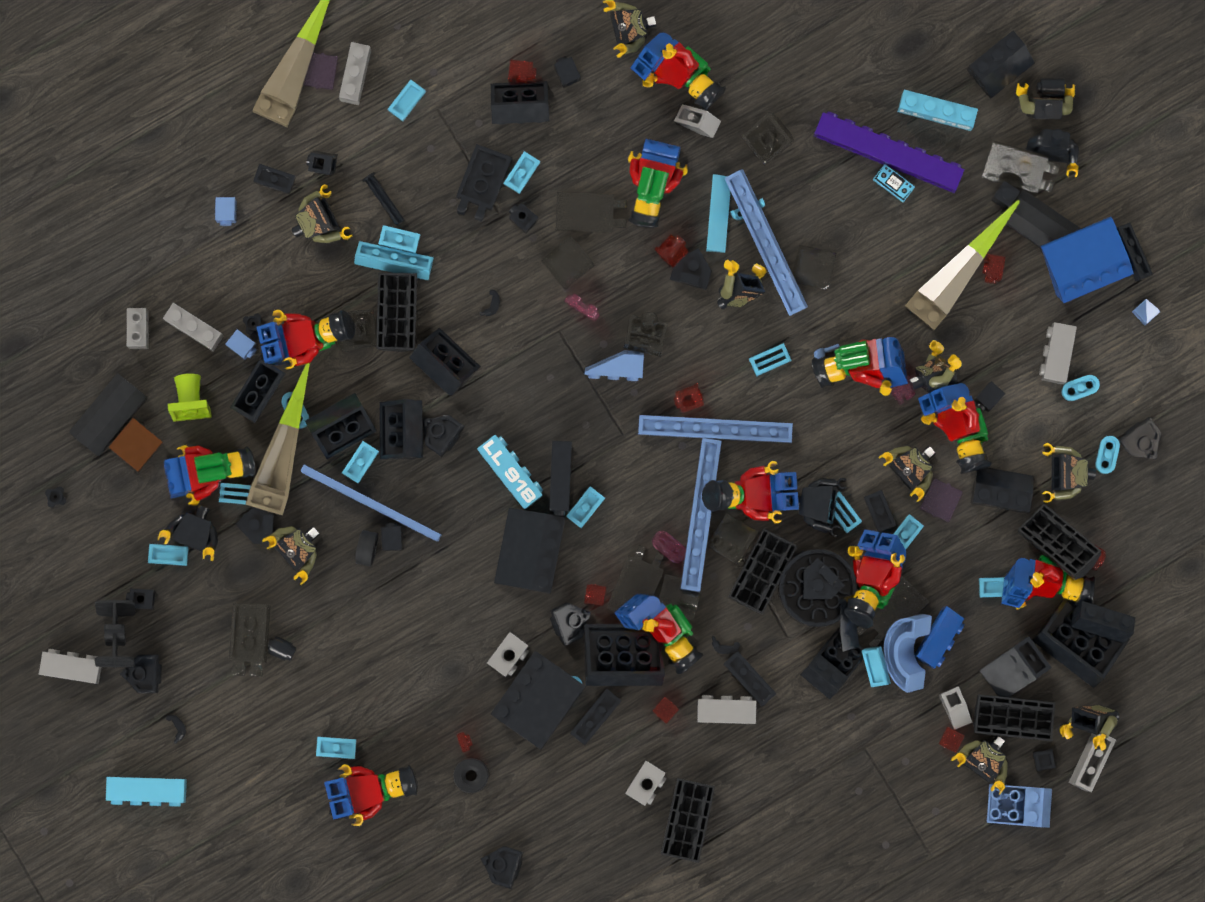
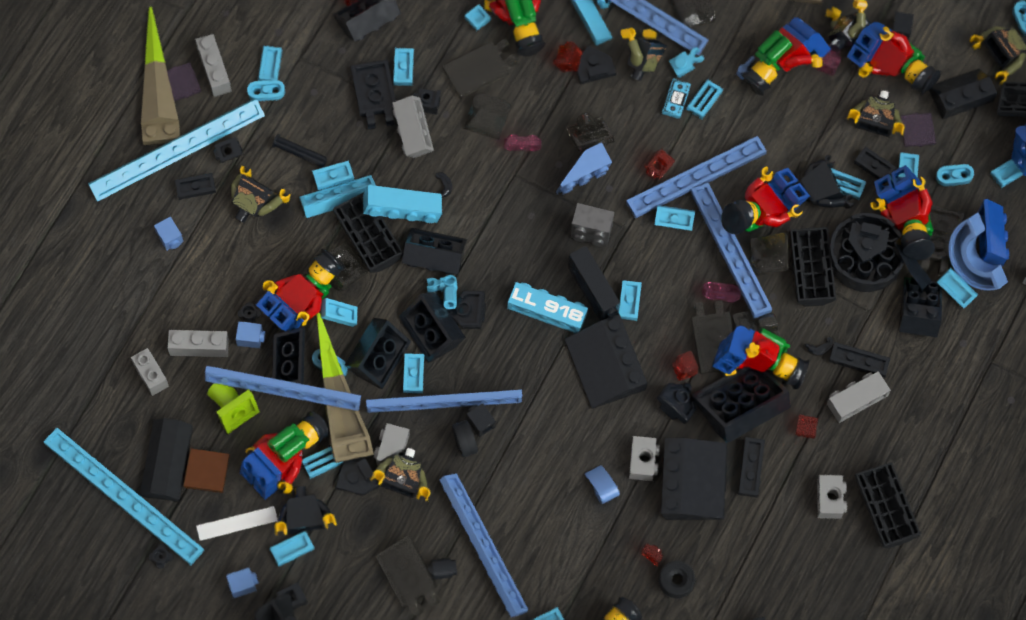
camera: 30 degrees left, 15 degrees down
(54, 425) = (124, 496): none -> medium azure plate
(109, 560) = (242, 582): none -> medium blue brick
(136, 504) = (237, 523): none -> white sticker
(236, 414) = (282, 388): none -> medium blue tile
(277, 134) = (176, 149): none -> medium azure plate
(304, 515) = (393, 442): none -> light grey slope
(328, 371) = (339, 312): none -> medium azure plate
(328, 648) = (483, 544): none -> medium blue plate
(388, 124) = (266, 90): none -> medium azure plate
(437, 401) = (448, 286): none -> medium azure bar
(440, 305) = (402, 204): none -> medium azure brick
(460, 655) = (603, 484): none -> medium blue panel
(493, 237) = (412, 126): none -> light grey brick
(592, 421) = (592, 225): none -> flat silver brick
(616, 163) = (477, 17): none -> medium azure plate
(671, 455) = (674, 217): none -> medium azure plate
(744, 344) = (676, 98): none -> tile
(772, 315) = (684, 63): none -> medium azure plate
(944, 562) = (954, 175): none -> medium azure plate

